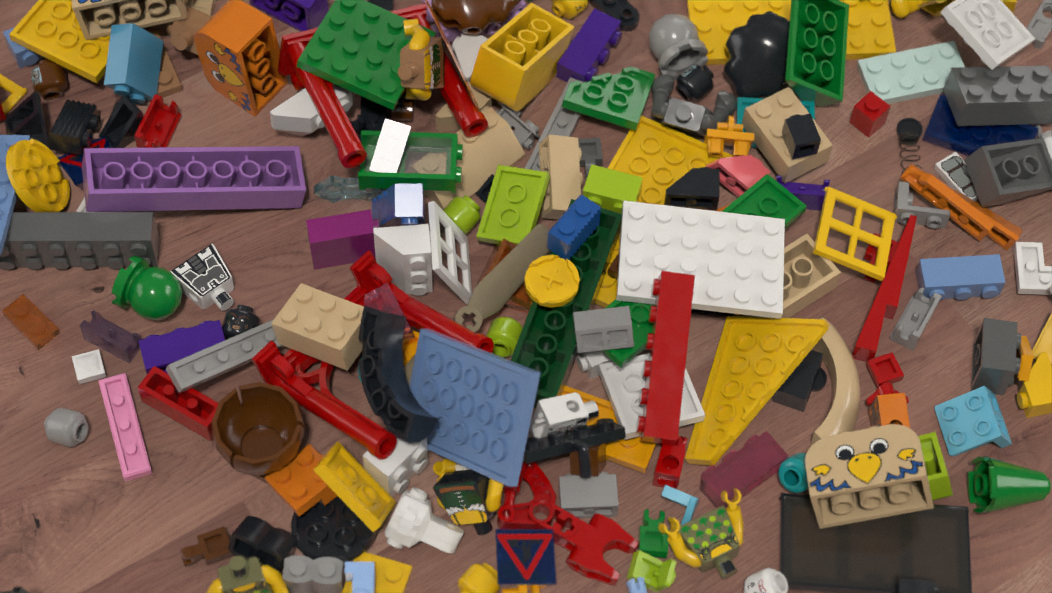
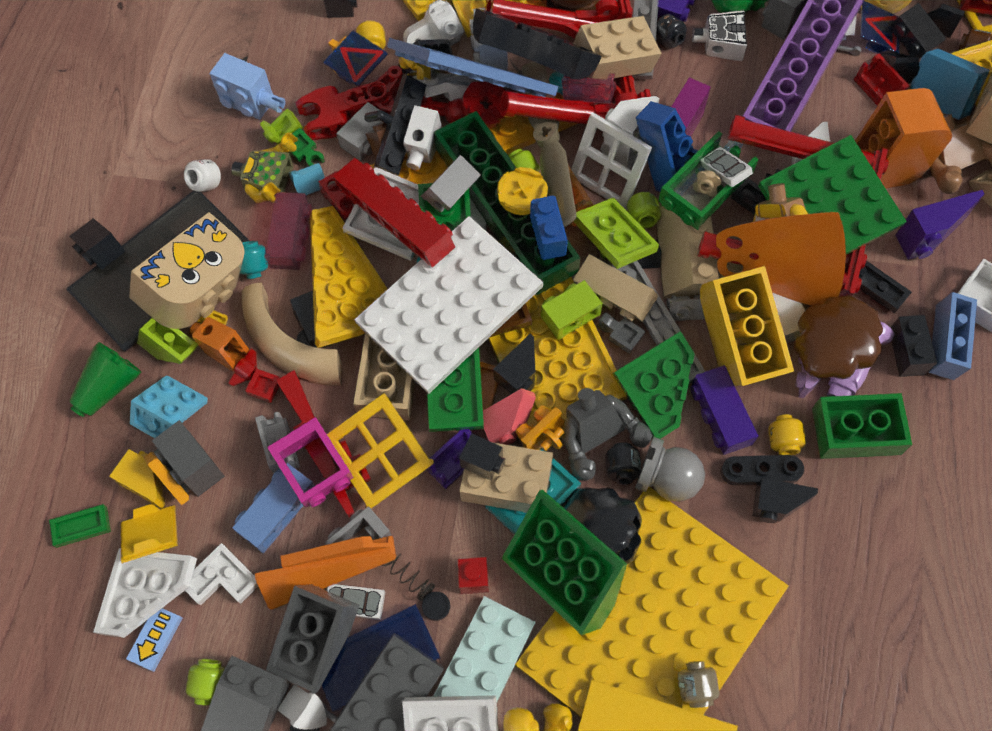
camera: 135 degrees right, 5 degrees up
(416, 155) = (707, 183): none -> tan plate
(918, 282) = (298, 439): none -> dark pink window

